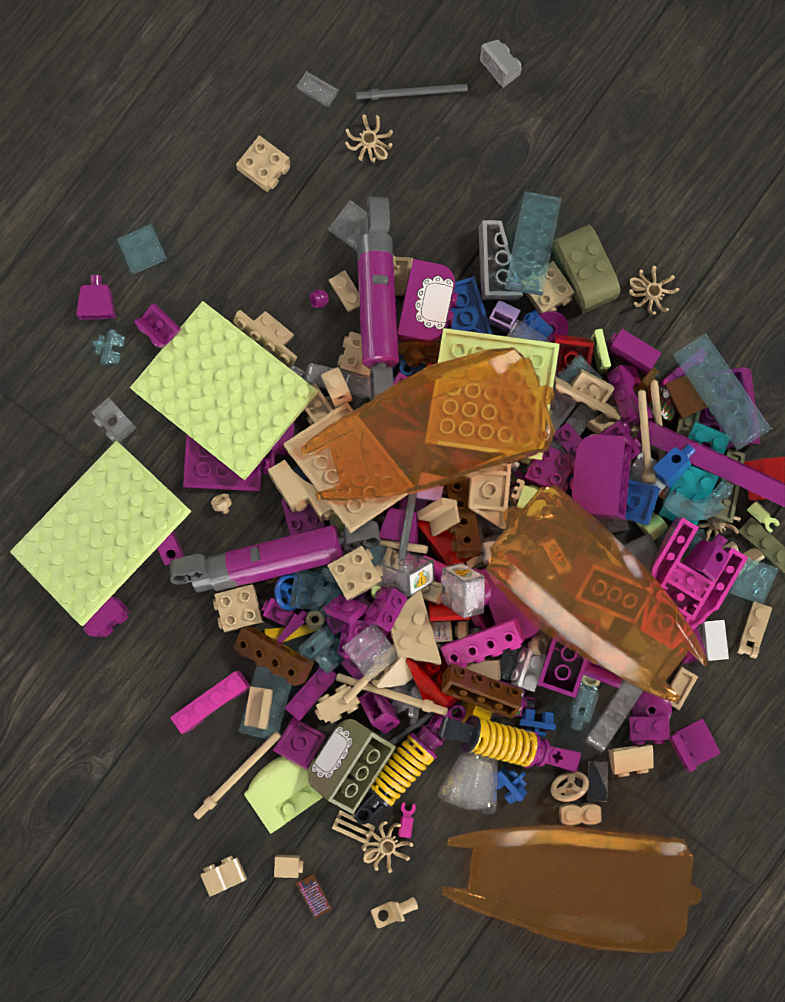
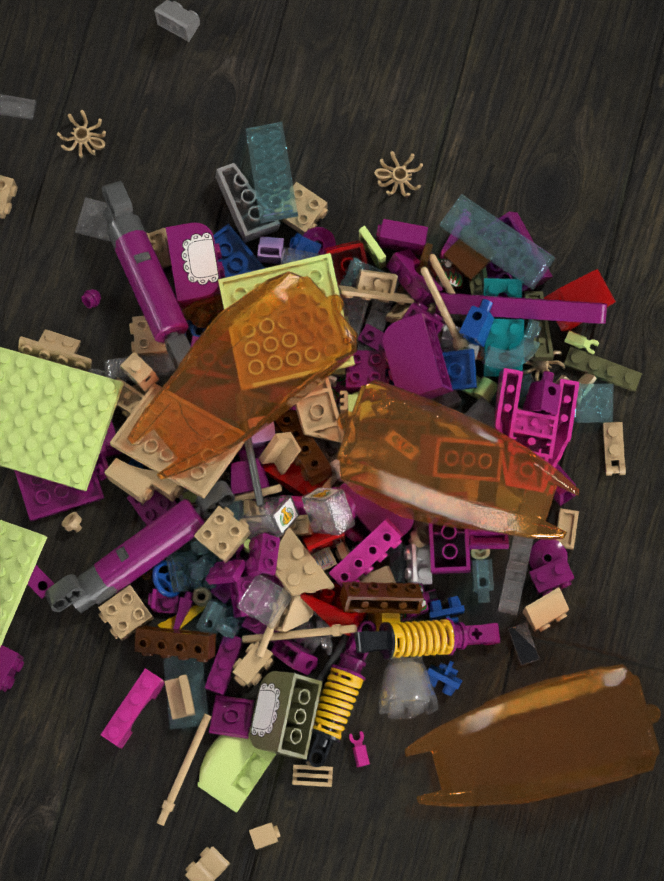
camera: 20 degrees left, 5 degrees down
(314, 896) = (299, 854): reddish brown tile -> none
(345, 290) = (114, 282): tan plate -> none
(375, 94) = (72, 91): dark grey bar -> none
(385, 846) = (349, 780): tan animal -> none
(395, 911) = (381, 838): tan bracket -> none
(569, 789) = (501, 661): tan piece -> none
(572, 814) = (514, 680): tan brick -> none
(586, 268) = (330, 177): olive brick -> none
(694, 745) = (599, 575): magenta bracket -> none
(714, 639) = (579, 471): white hinge -> none

